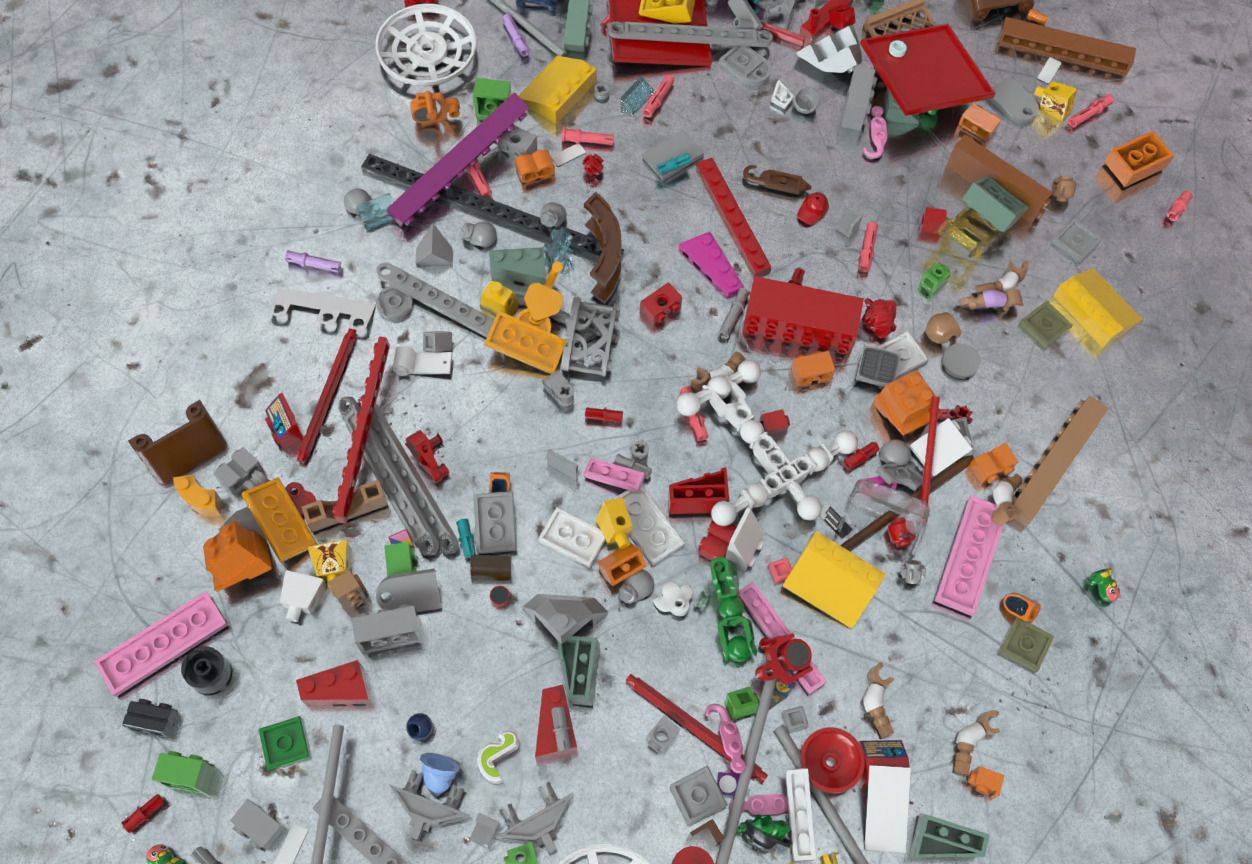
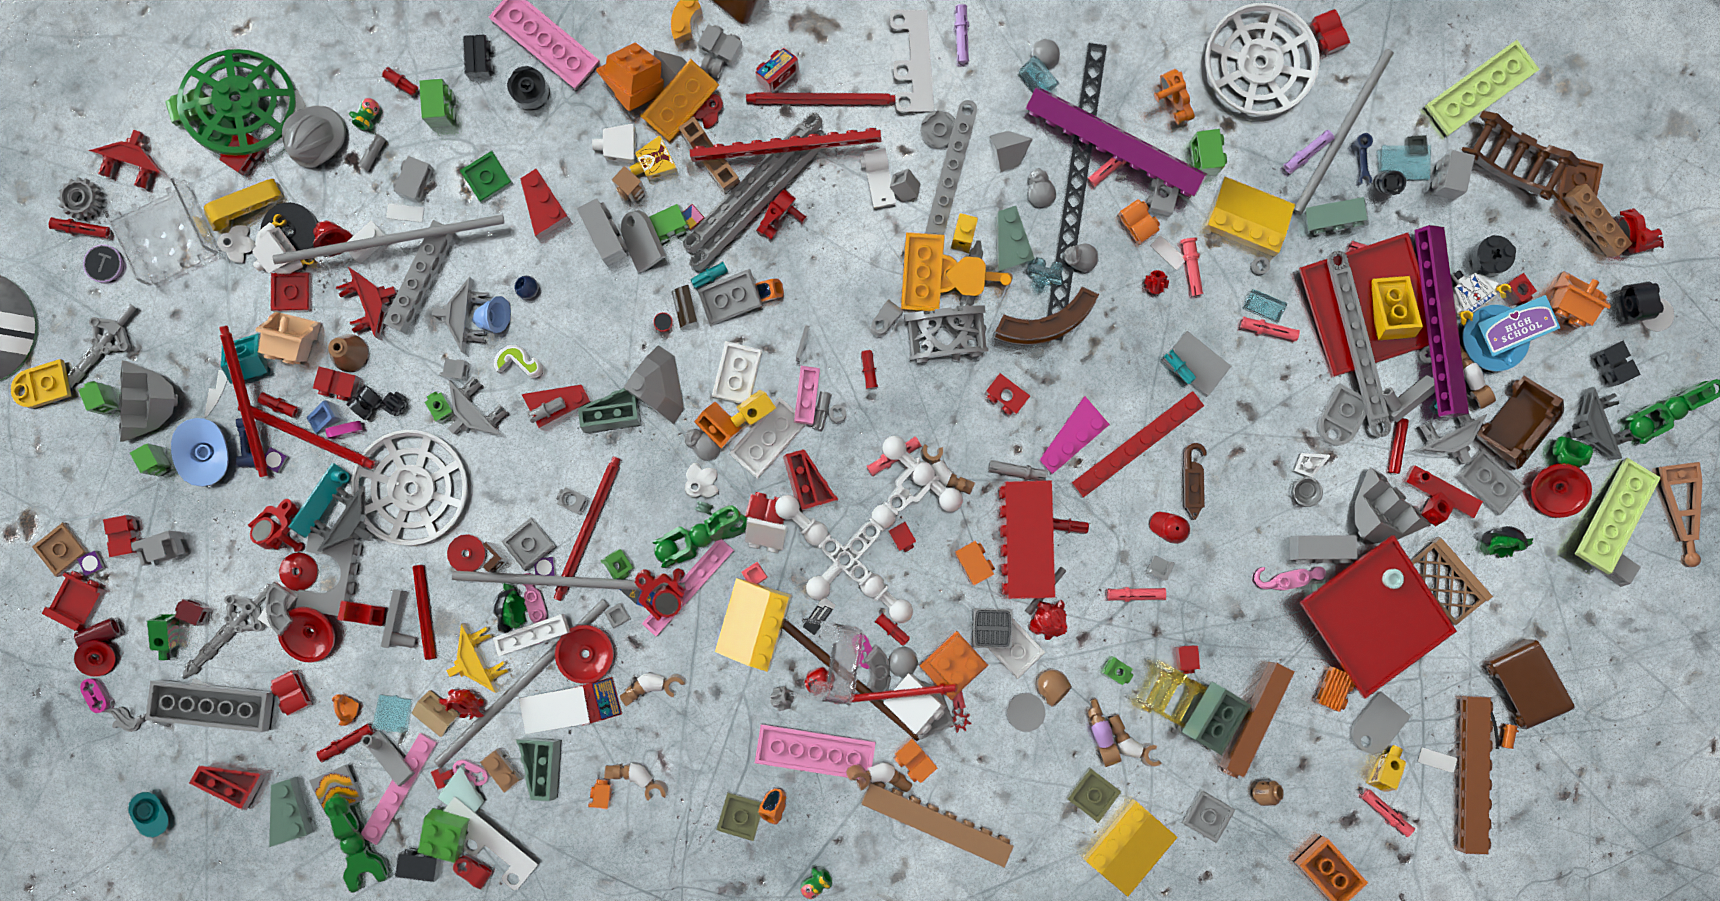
camera: 75 degrees right, 20 degrees up
(730, 738) = (583, 559): bright pink piece -> none

